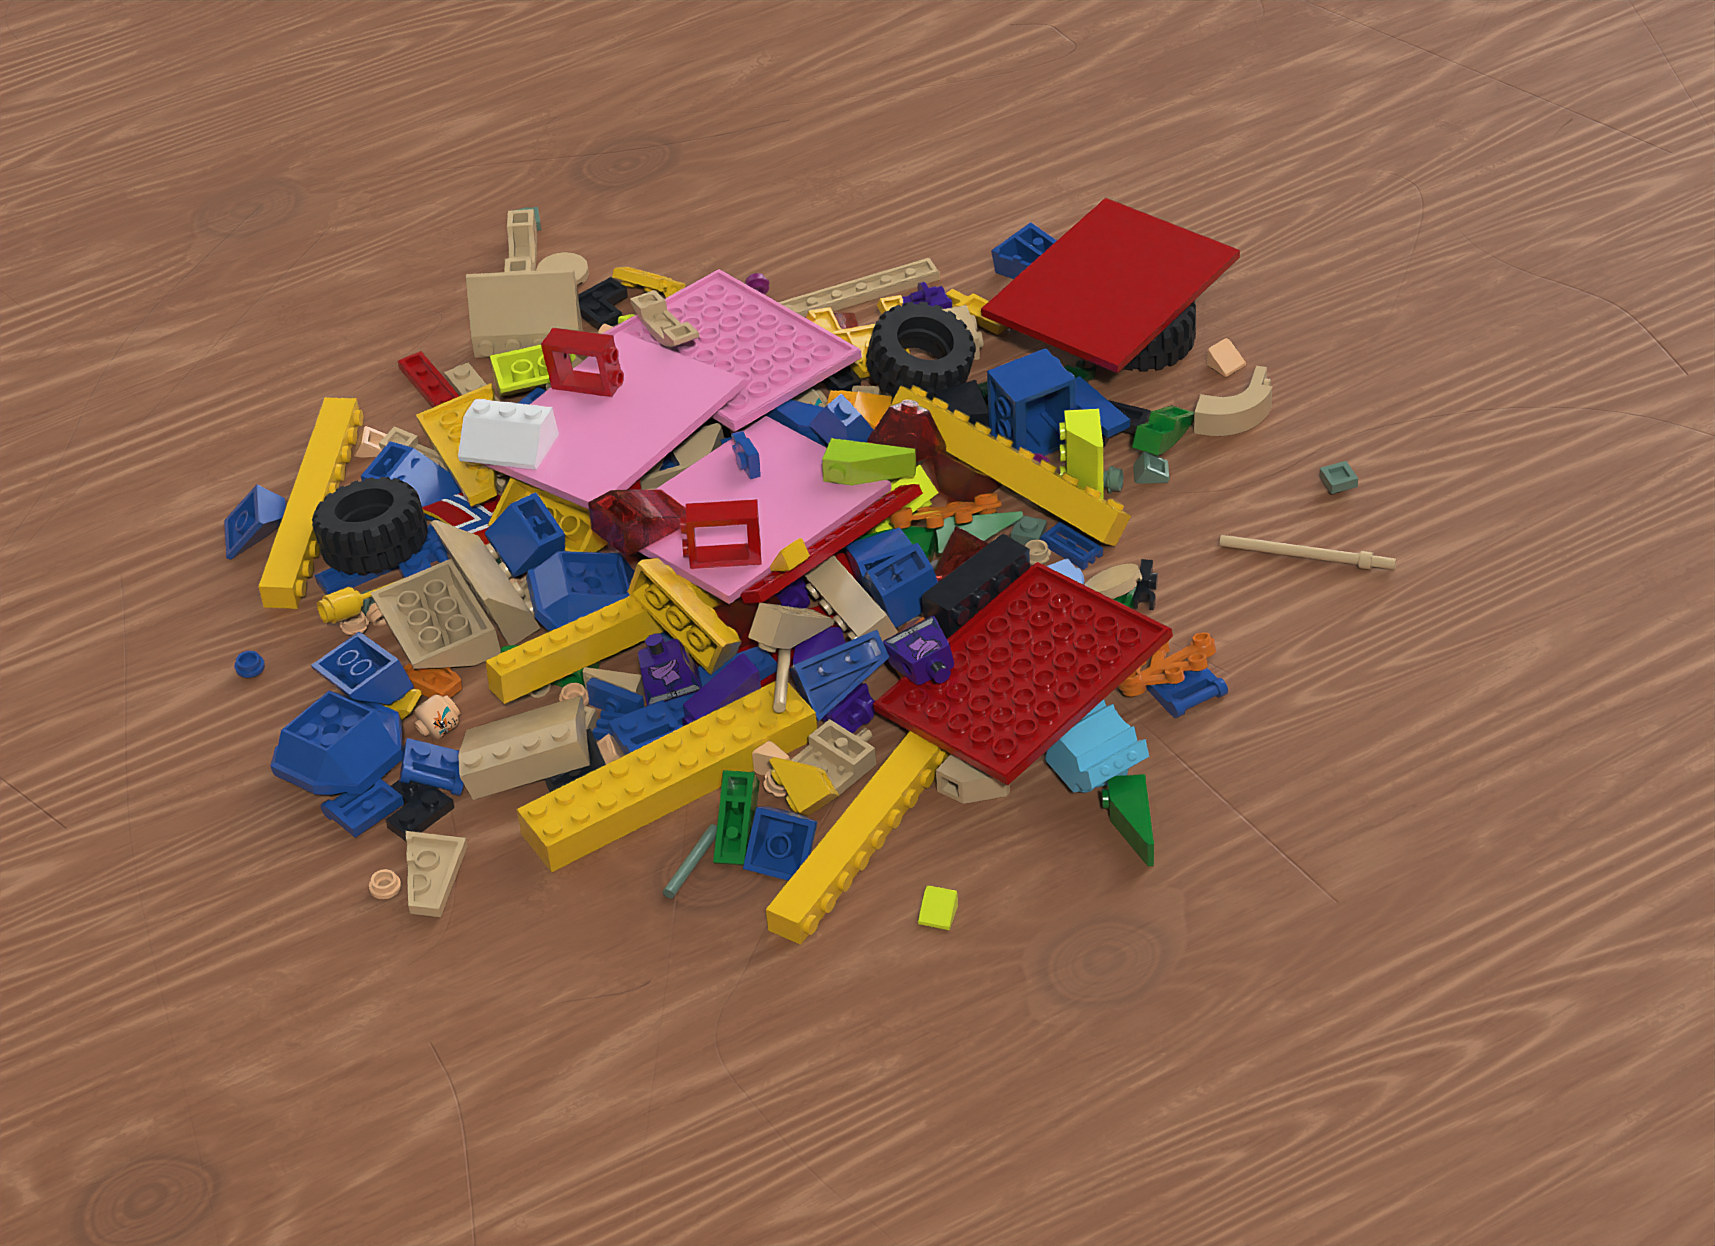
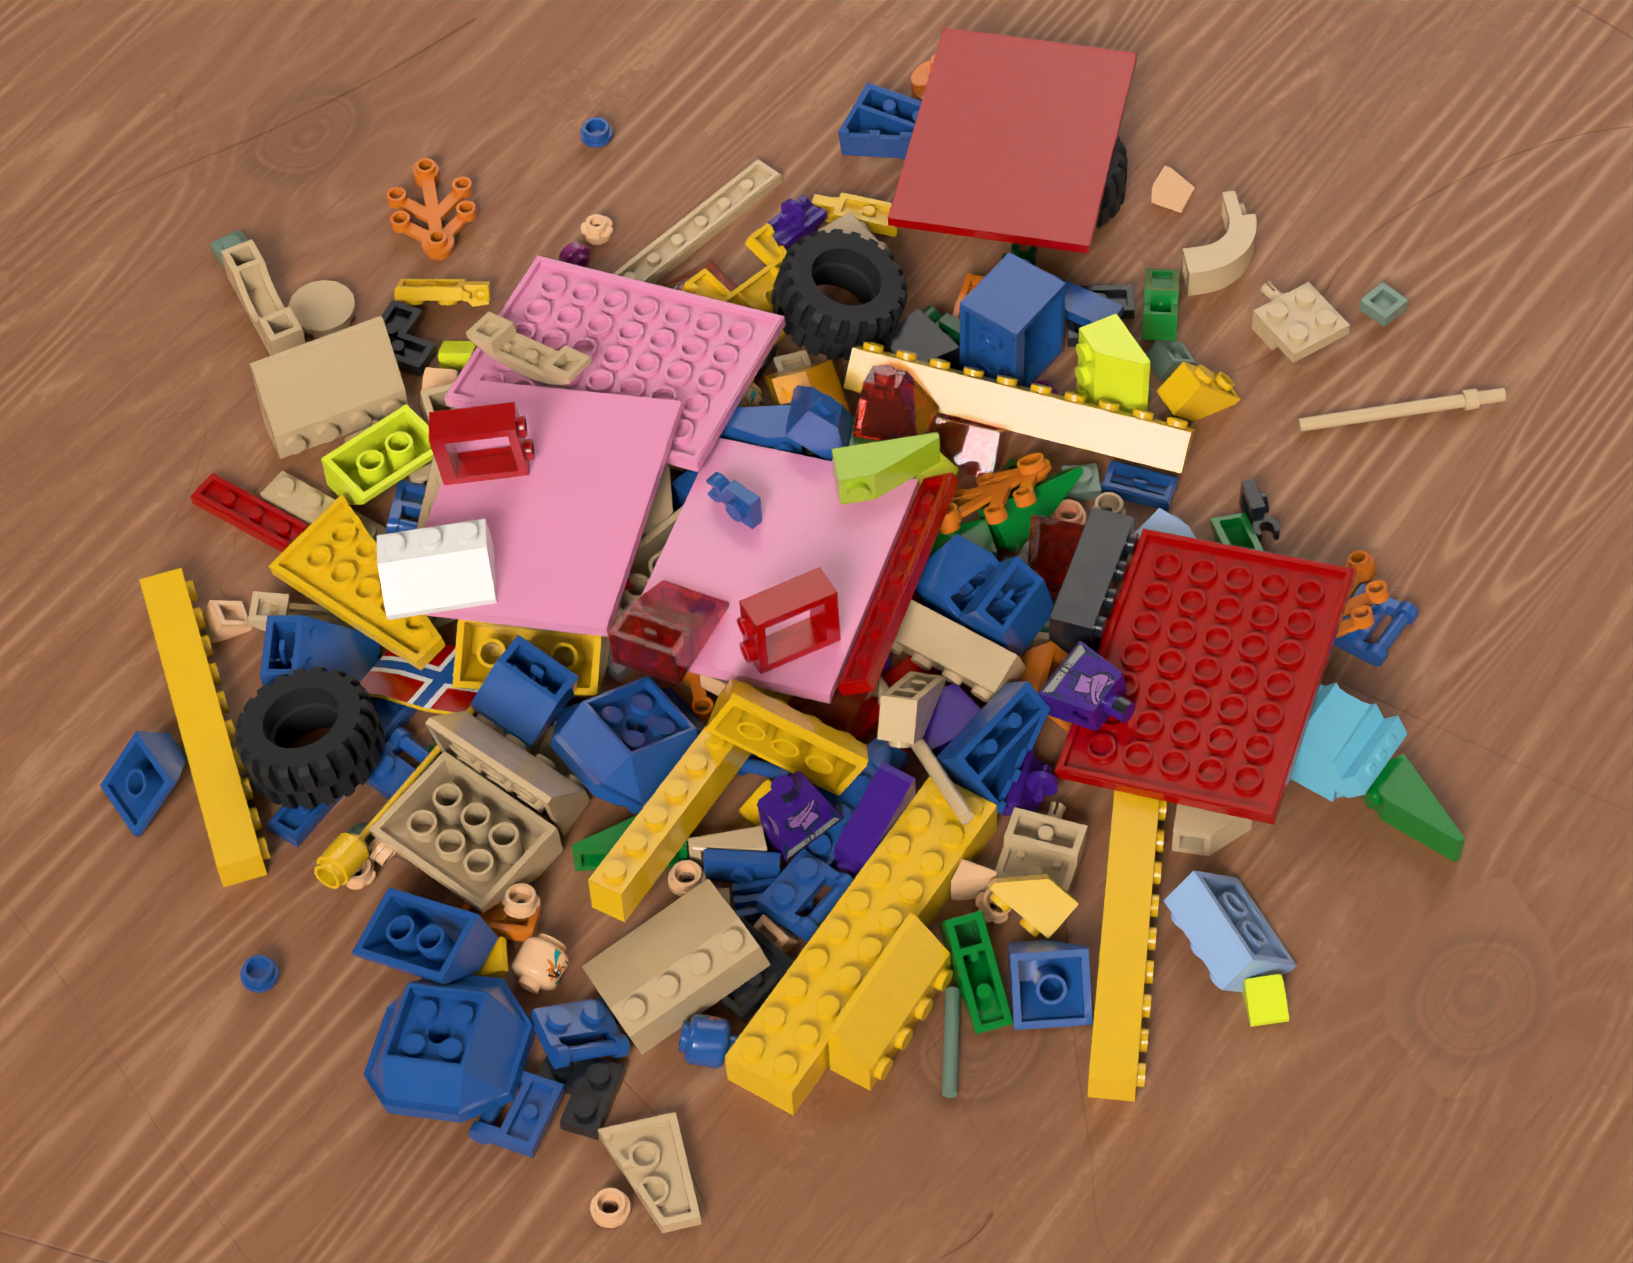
camera: 25 degrees left, 10 degrees up
(445, 670) = (520, 901): none -> light nougat plate
(512, 796) = (706, 1040): none -> blue head
(655, 814) = (889, 1004): none -> yellow slope
(669, 251) = (437, 241): none -> orange plant
(785, 272) = (597, 229): none -> light nougat plate
(790, 556) = (875, 622): yellow slope -> none
(824, 211) = (596, 132): none -> blue plate
(939, 850) = (1227, 930): none -> light blue slope
(1115, 580) = (1230, 520): tan tile -> none
(1152, 494) = (1197, 392): none -> yellow slope
(1262, 469) = (1297, 321): none -> tan plate

